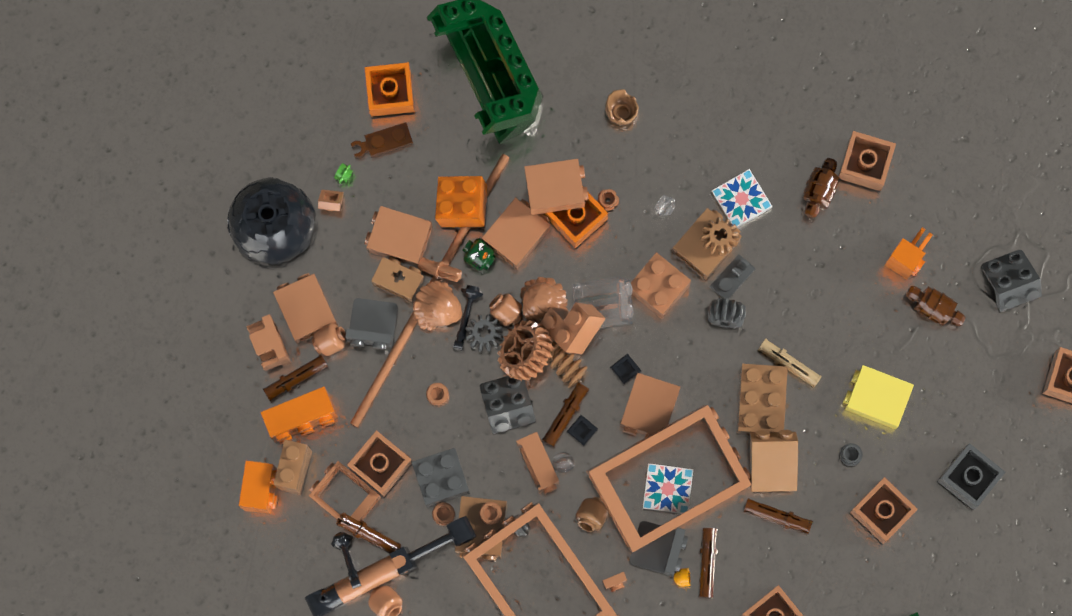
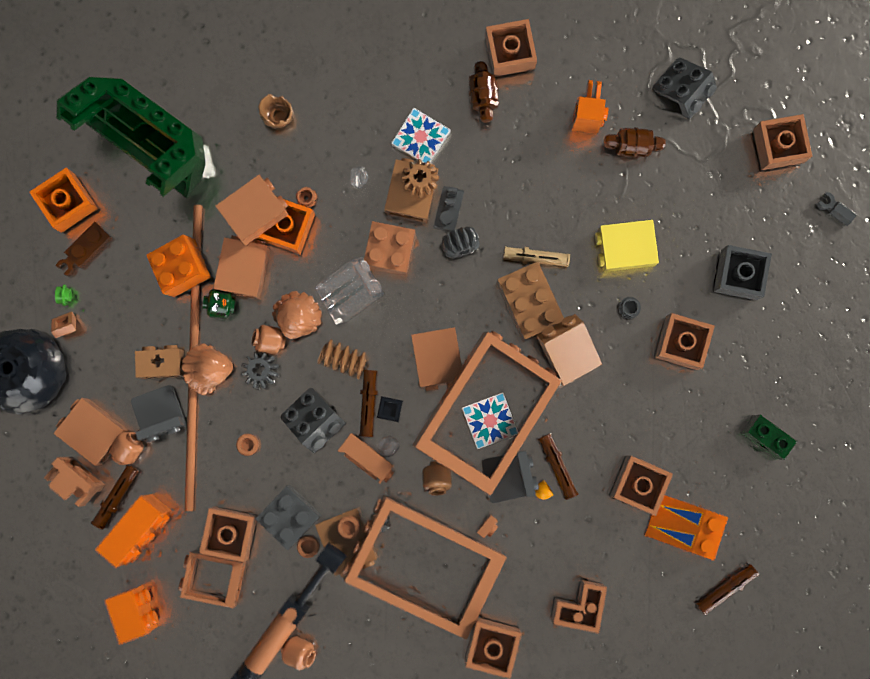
camera: 30 degrees left, 5 degrees up
(293, 467) = (152, 581): medium nougat brick -> none
(342, 541) = (231, 619): black piece -> none
(360, 530) = (241, 603): reddish brown pin -> none
(398, 236) = (140, 324): nougat brick -> none
(439, 269) = (191, 335): nougat axle -> none
(471, 293) = (231, 341): black piece -> none
(530, 353) = (306, 367): nougat gear -> none
(574, 328) = (334, 326): nougat brick -> none
(625, 369) = (399, 336): black tile -> none
(778, 516) = (606, 393): reddish brown pin -> none

